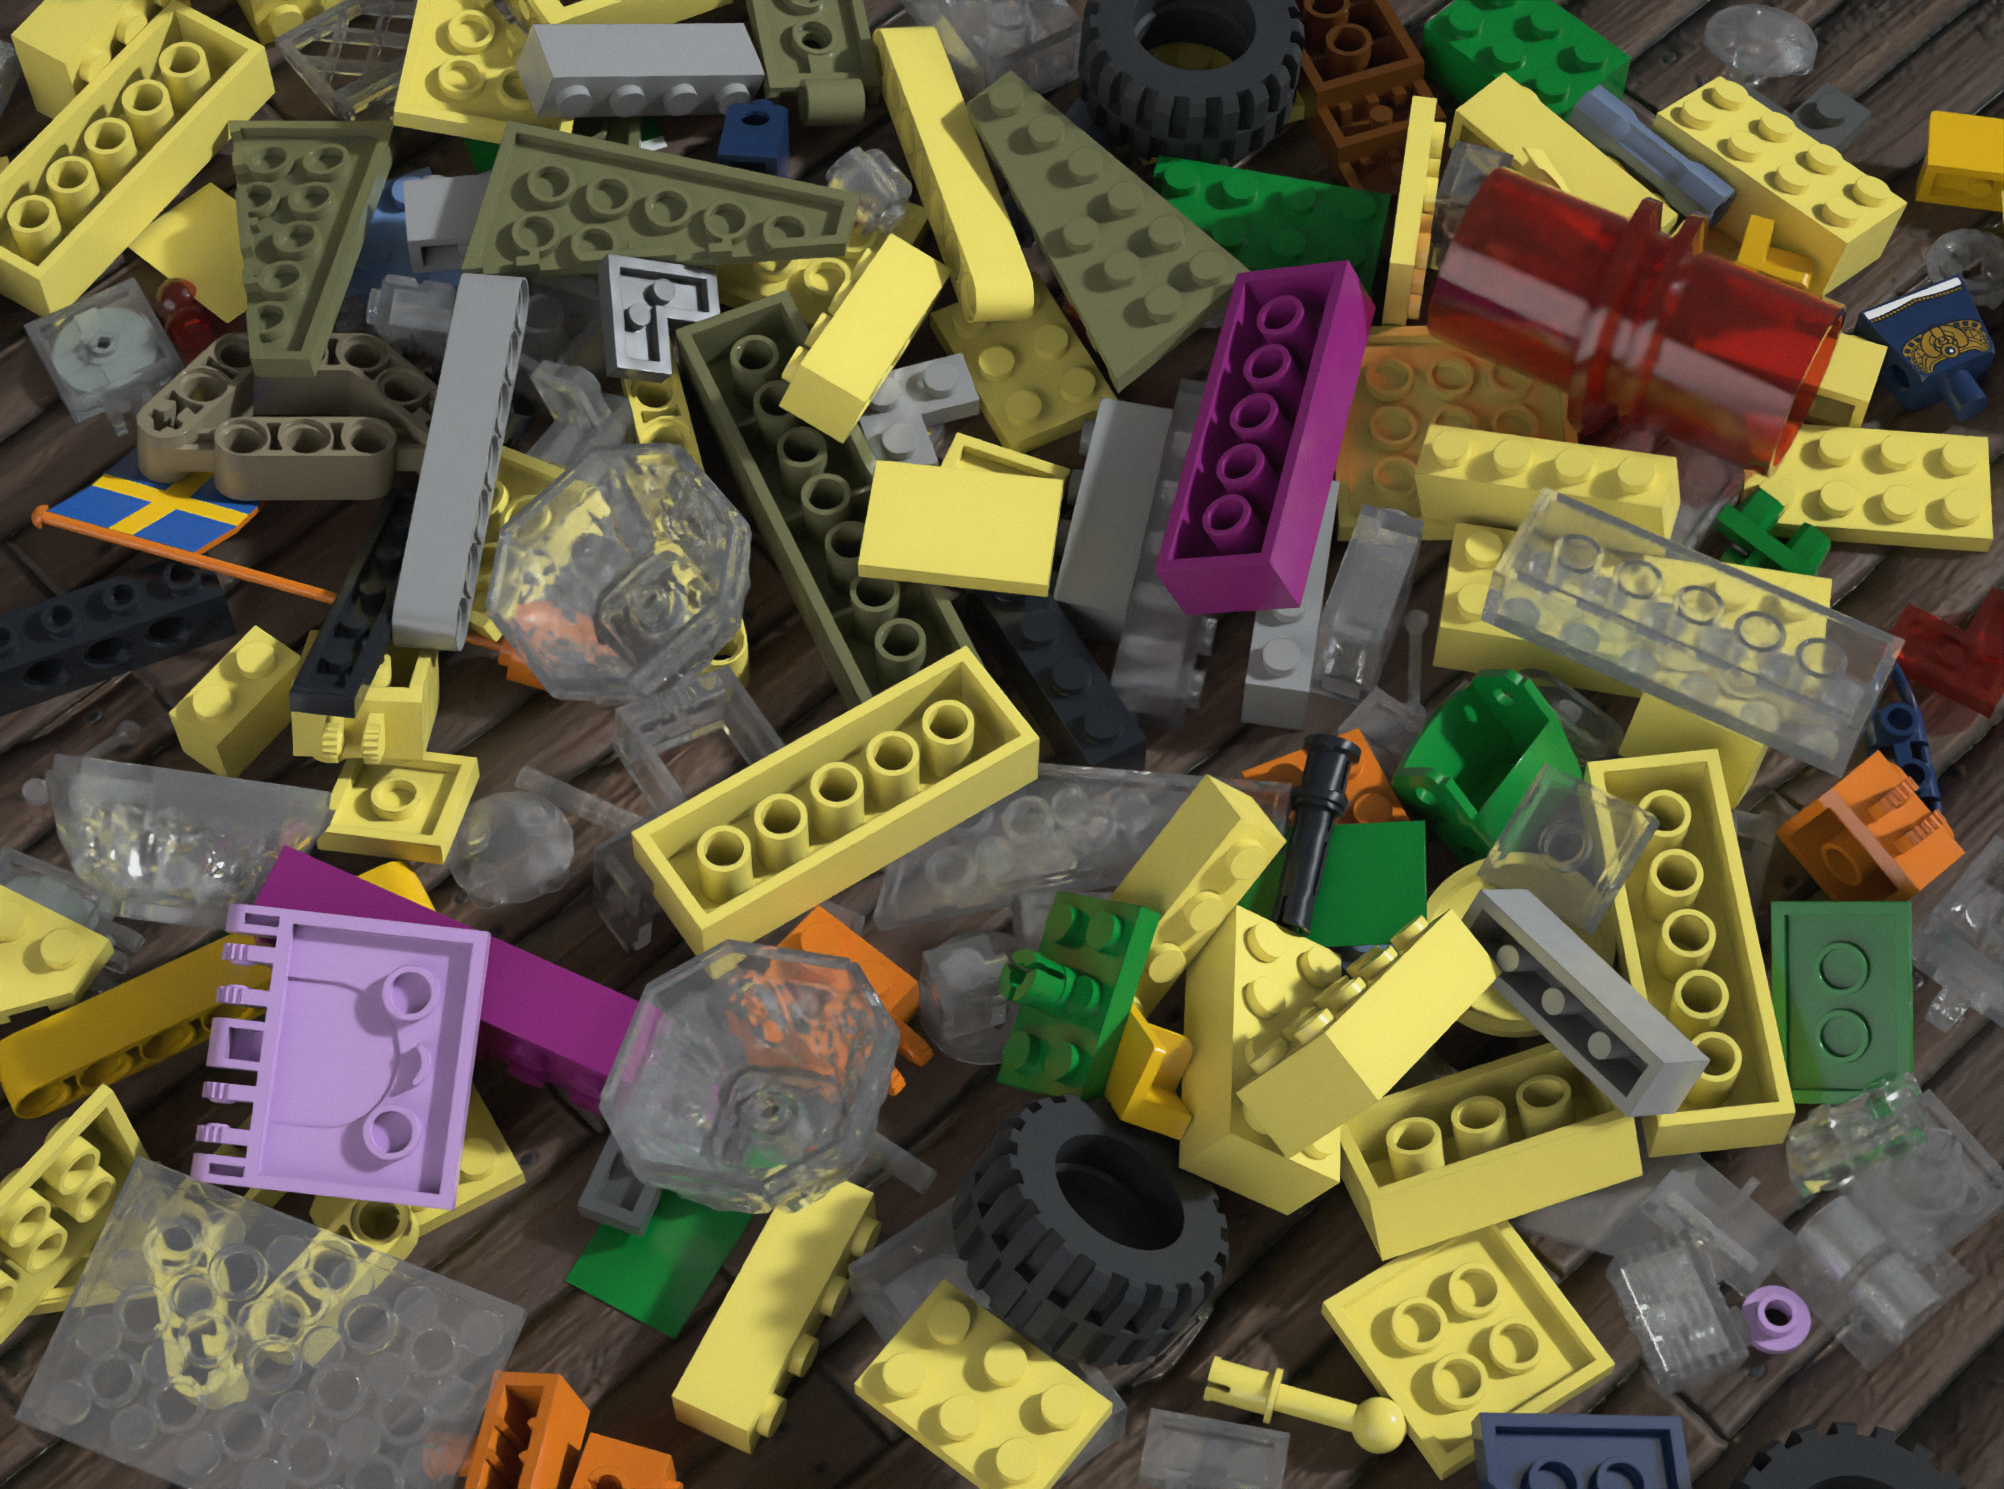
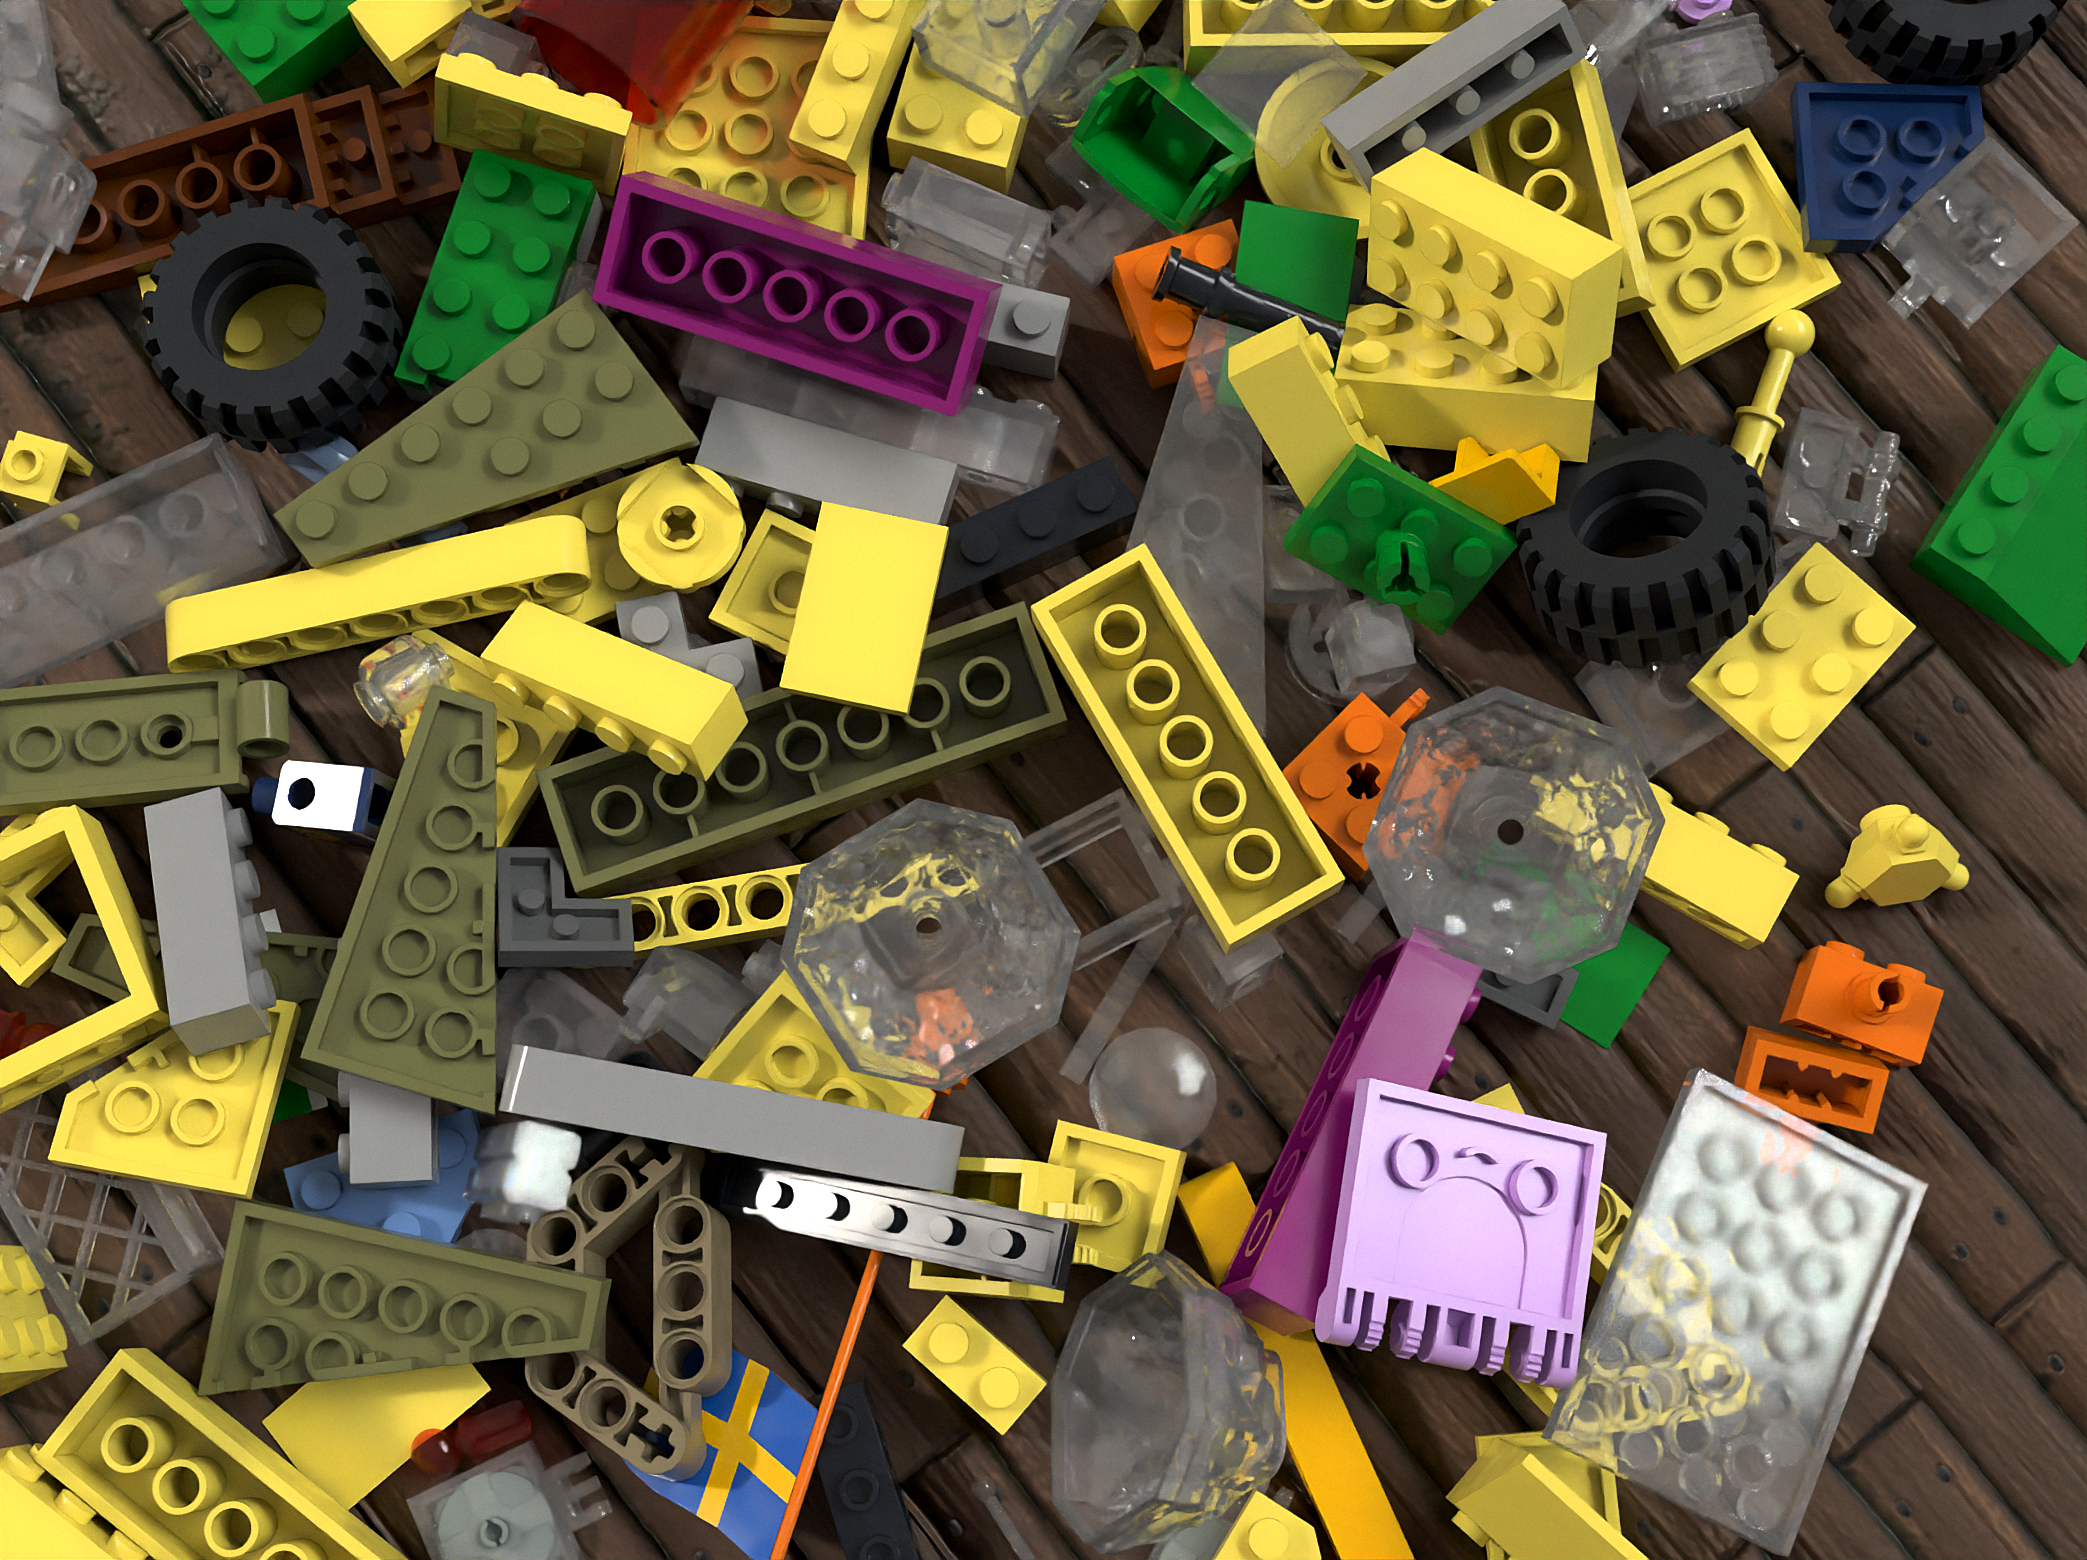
camera: 85 degrees left, 20 degrees up
(1038, 421) = (680, 491): none -> light yellow plate

